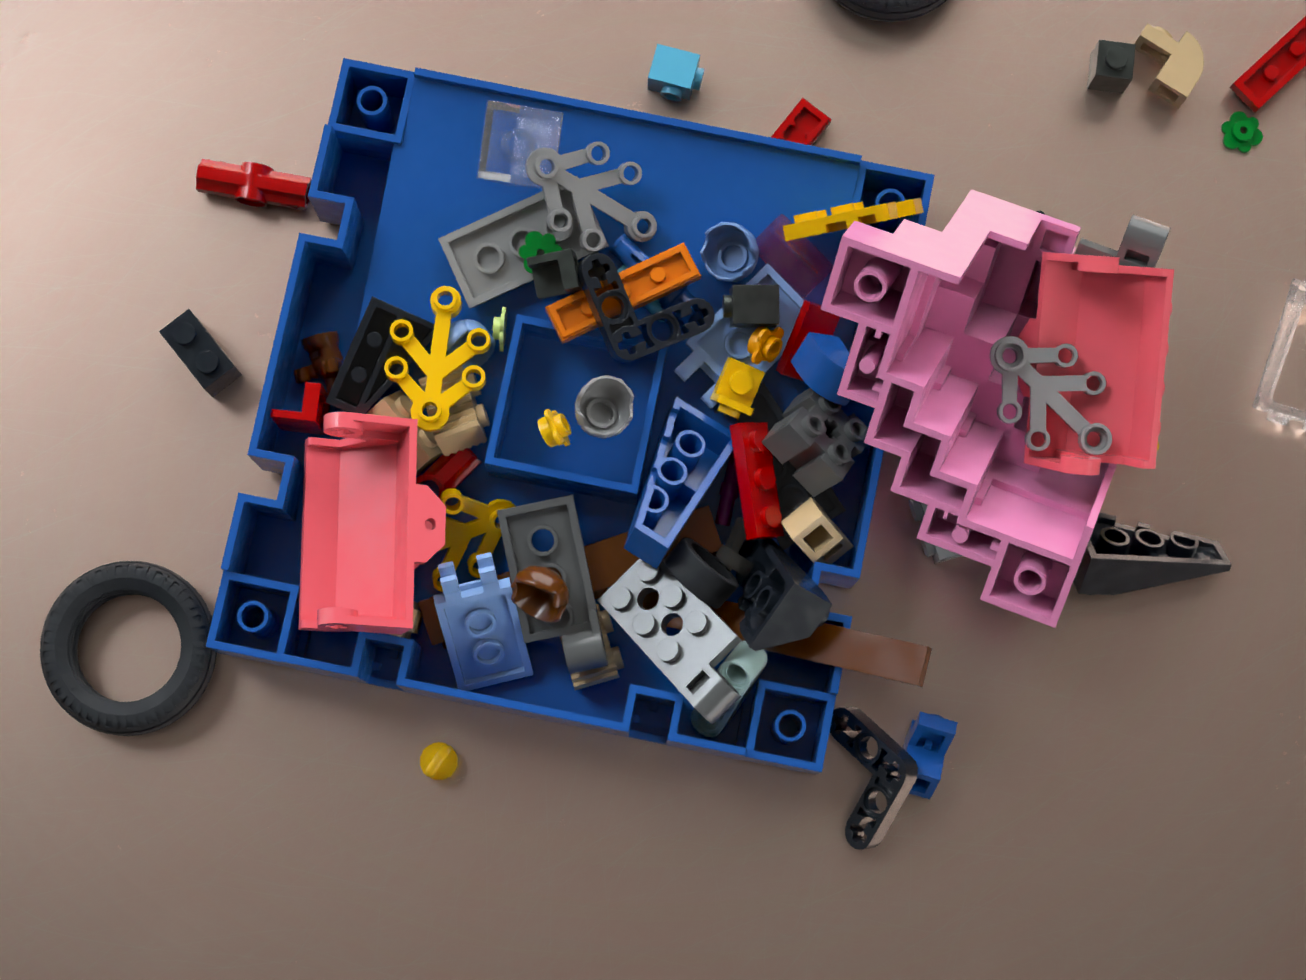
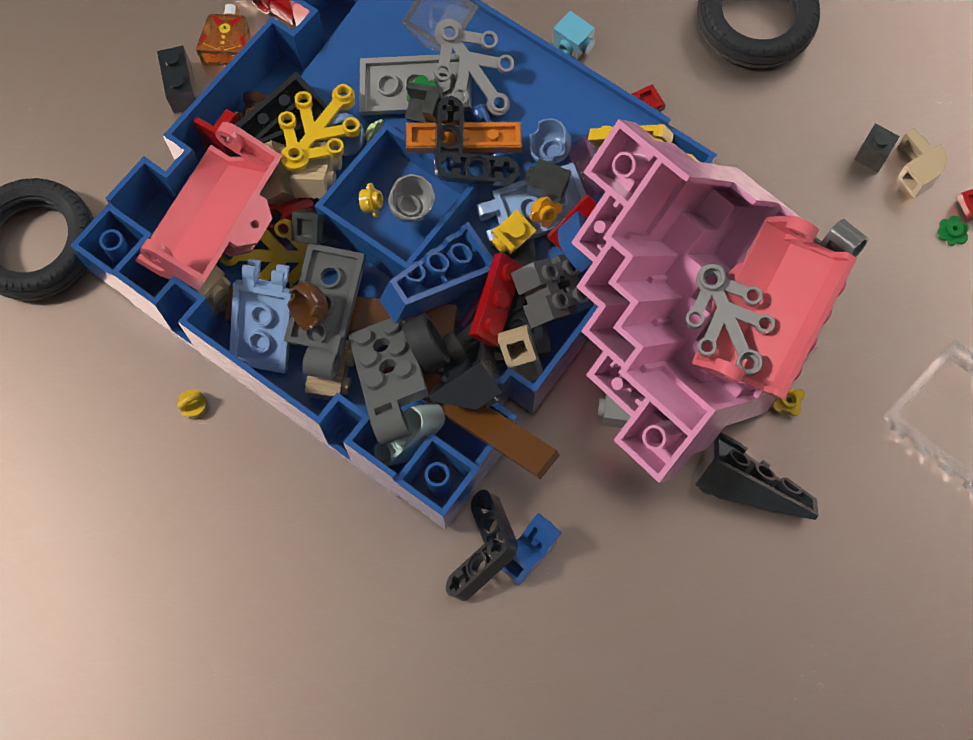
camera: 30 degrees right, 10 degrees down
(231, 269) = (223, 36): none -> clear orange torso
(486, 489) = (308, 227): none -> pearl dark grey panel

